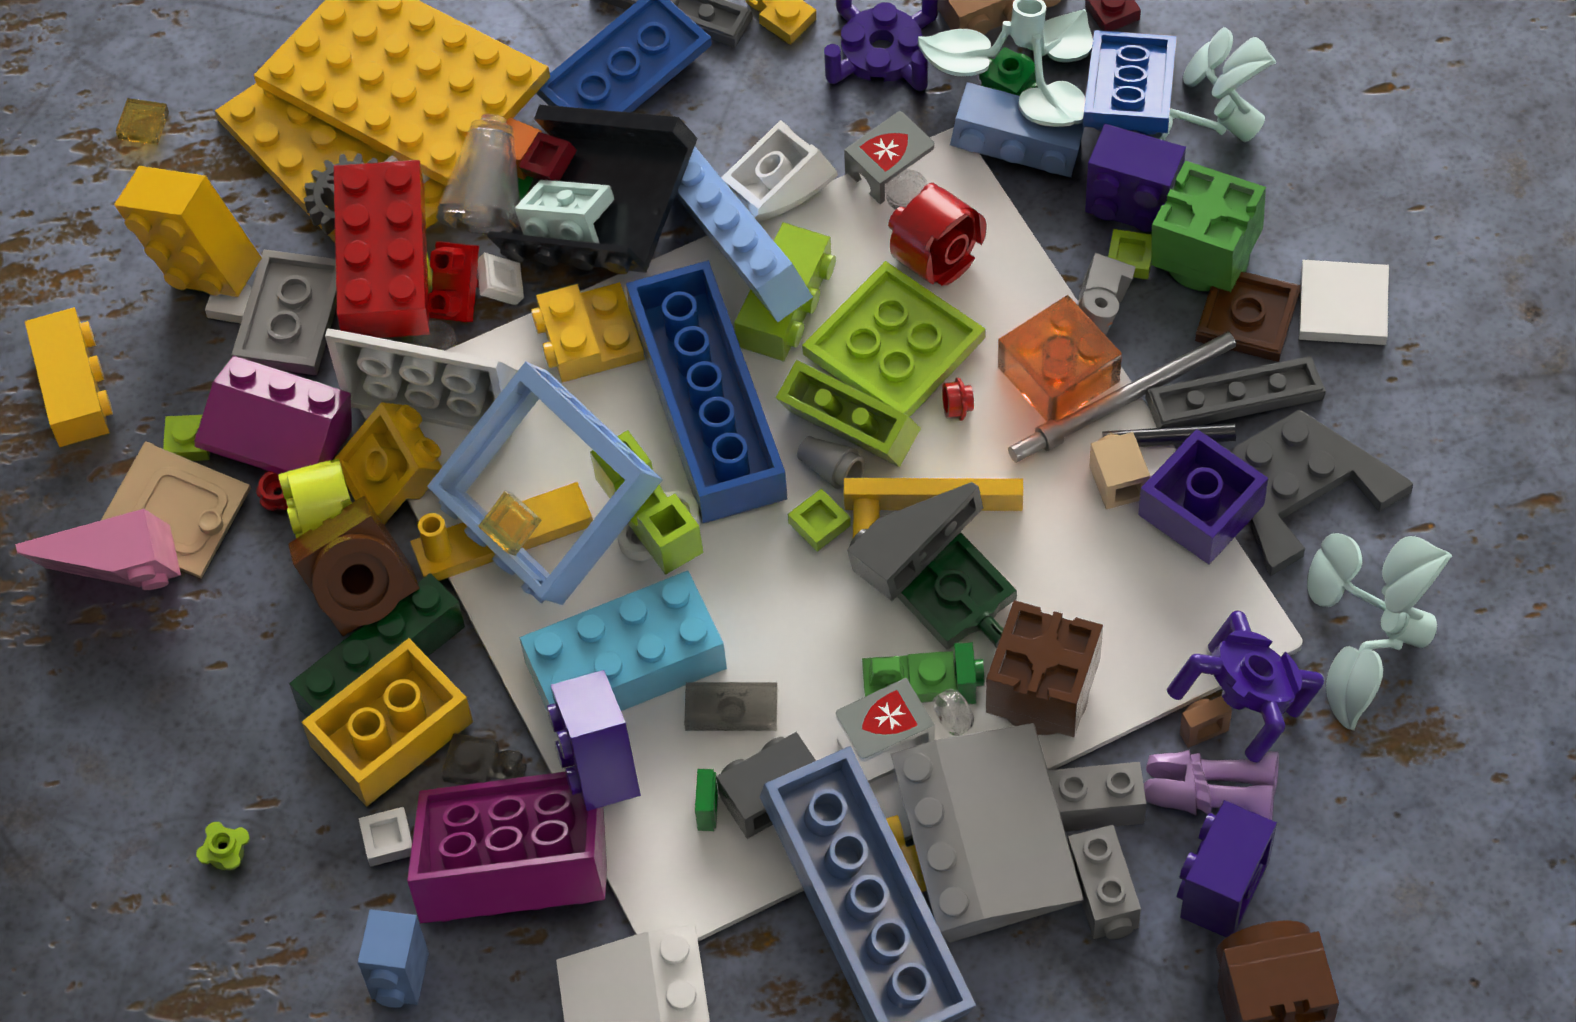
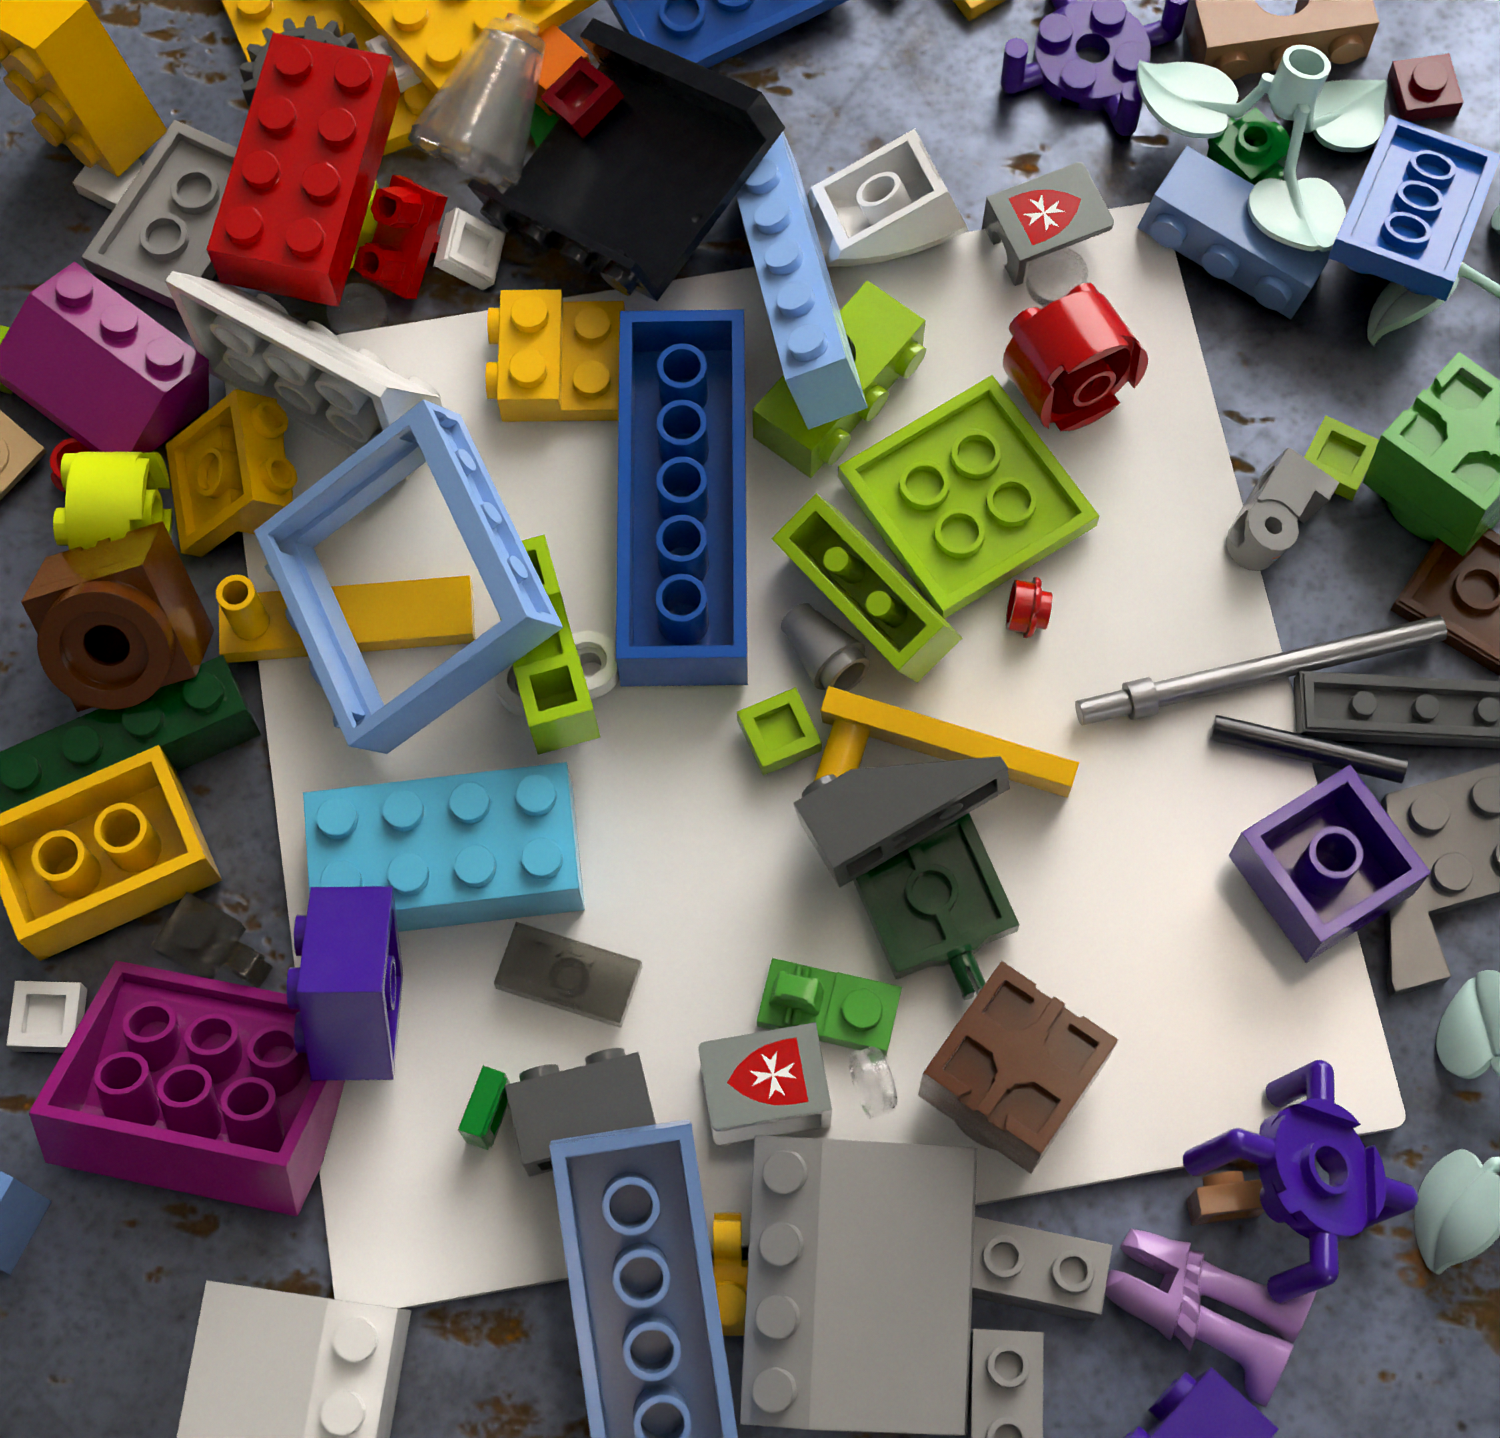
camera: 15 degrees right, 10 degrees up
(510, 523) = (338, 625): clear yellow tile -> none
(563, 210) = (576, 180): light aqua bracket -> none
(968, 671) = (911, 1030): green plate -> none
(1059, 360) = (1188, 592): clear orange brick -> none
(1118, 469) = (1221, 782): tan brick -> none
(1131, 176) = (1376, 349): dark purple brick -> none

